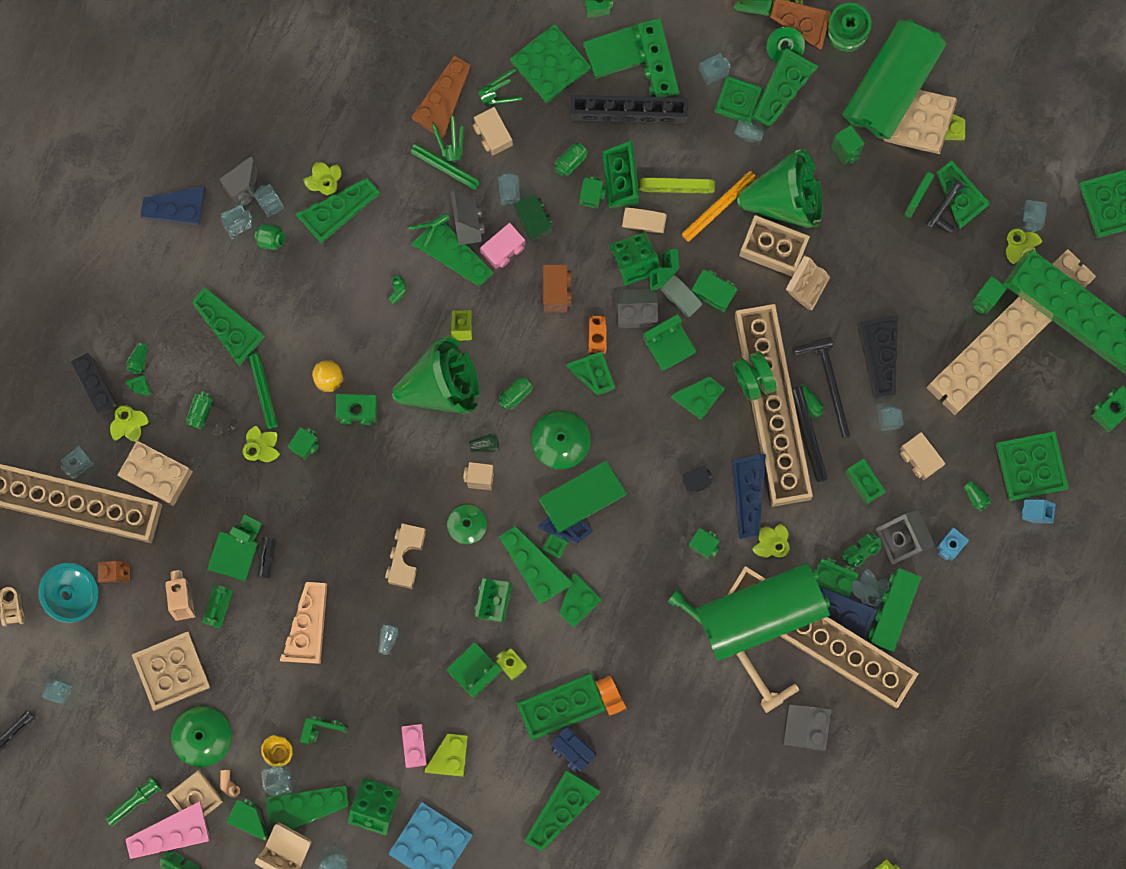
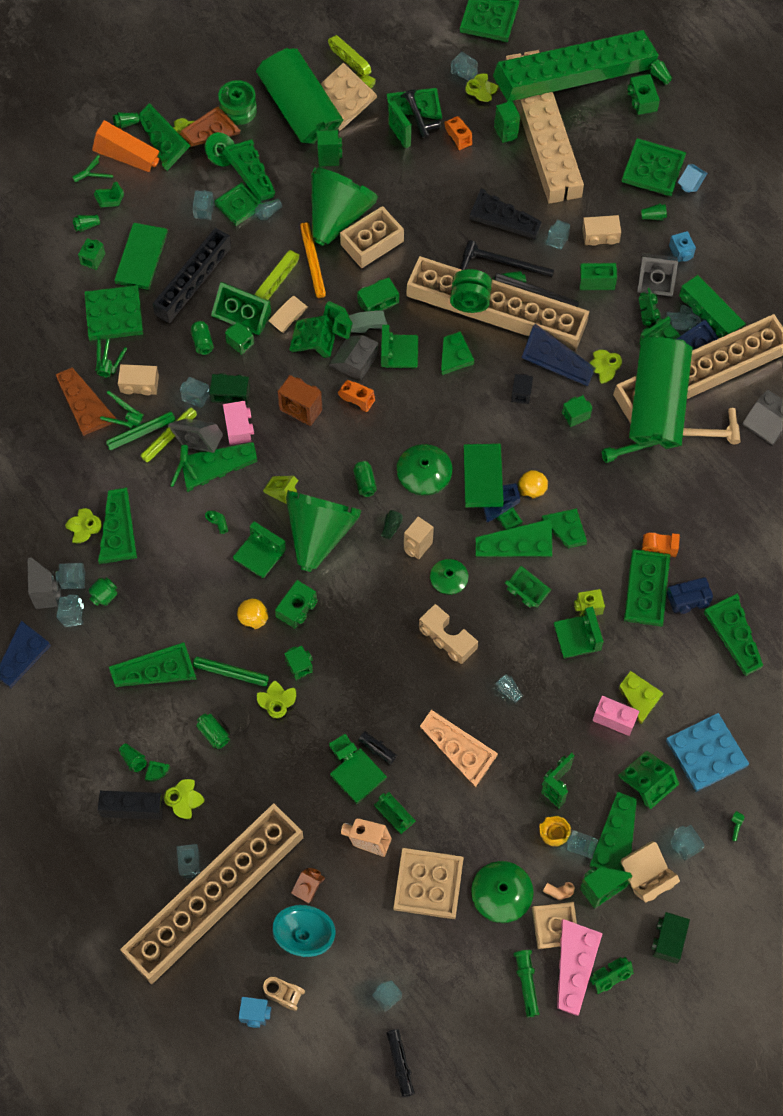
camera: 60 degrees left, 15 degrees down
(155, 473) = (243, 797): tan brick -> none
(387, 345) = (260, 550): none -> green bracket
(444, 191) = (165, 437): none -> lime axle
(593, 373) = (386, 414): green wing -> none
(603, 546) = (533, 484): none -> yellow hair
(657, 59) = (166, 234): green brick -> none
(808, 283) = (416, 230): tan slope -> none
(951, 255) = (459, 132): none -> orange leg
(972, 98) = (349, 56): none -> lime beam

